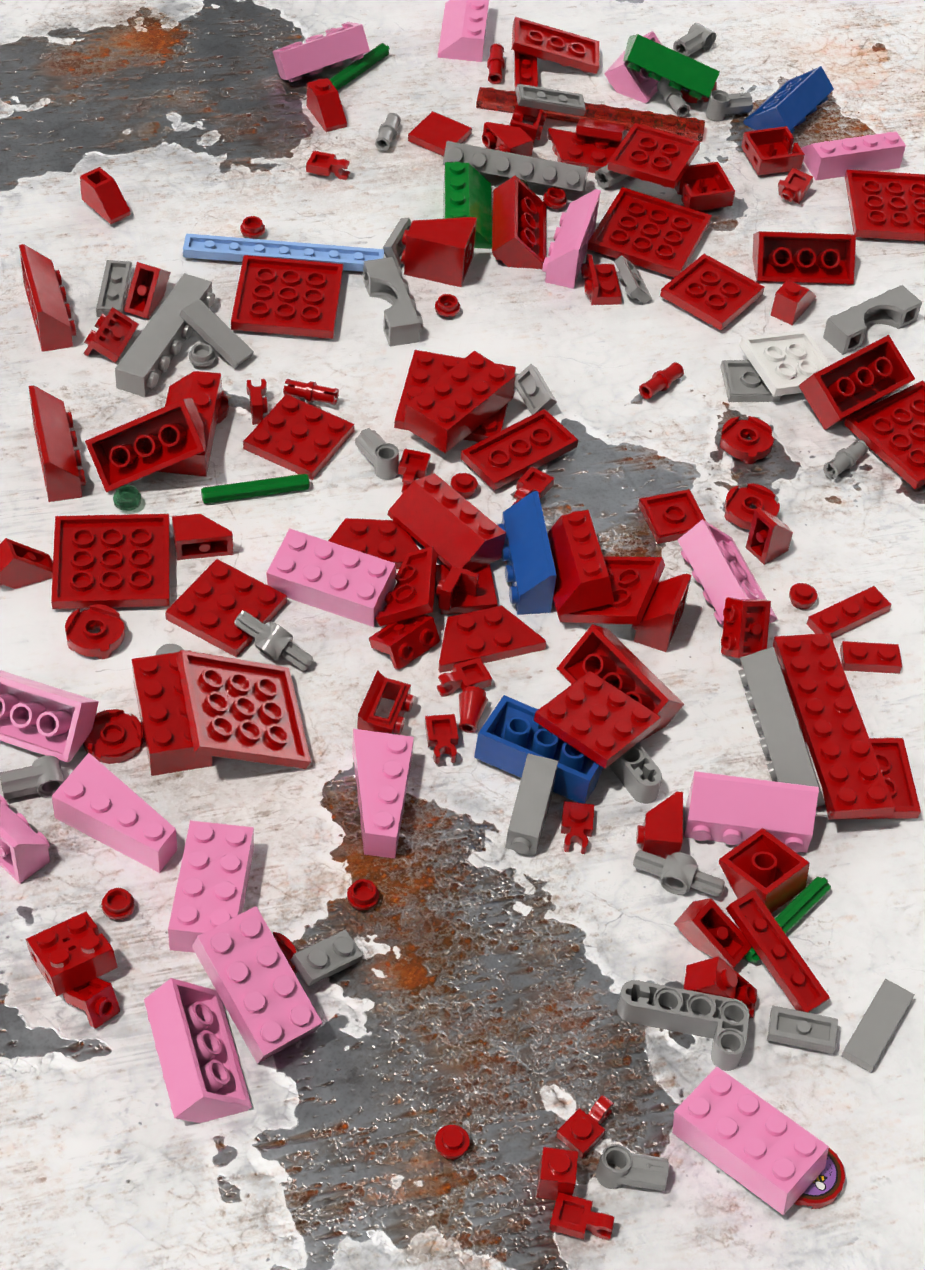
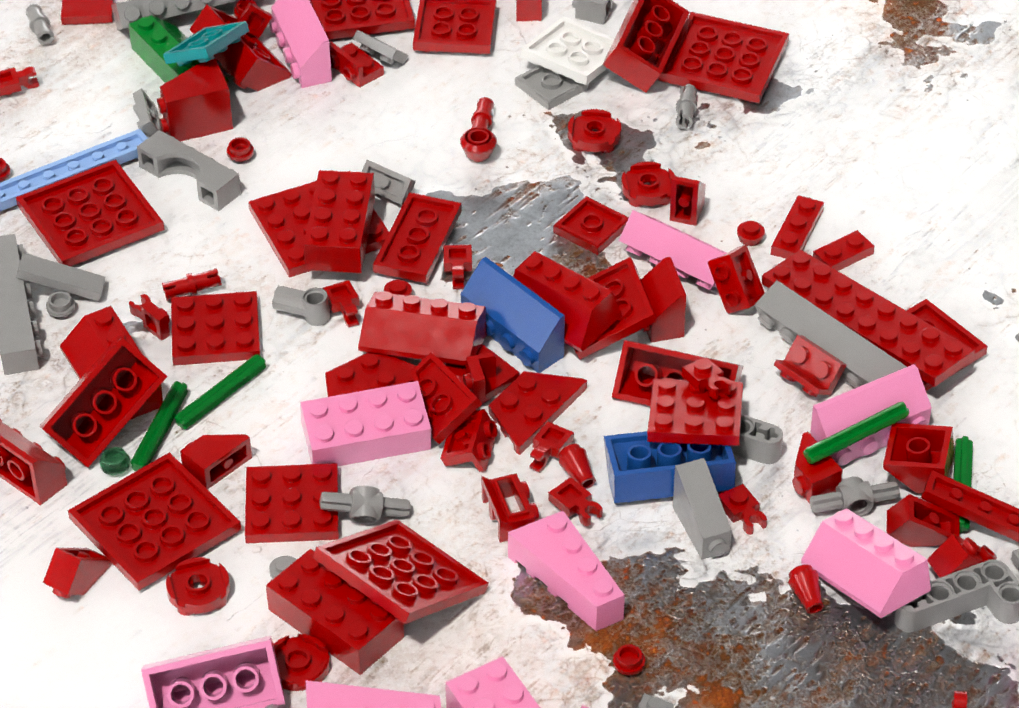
camera: 30 degrees left, 5 degrees down
(186, 489) = (159, 425): none -> green axle
(480, 204) = (206, 43): none -> teal plate
(548, 207) = (256, 19): none -> red plate
(564, 925) = (806, 586): none -> red cone
(624, 937) = (867, 563): none -> bright pink slope
(628, 693) = (707, 375): none -> red plate
(637, 398) = (478, 143): none -> red cone
(719, 817) = (856, 432): none -> green axle
(742, 739) = (811, 367): none -> red bracket

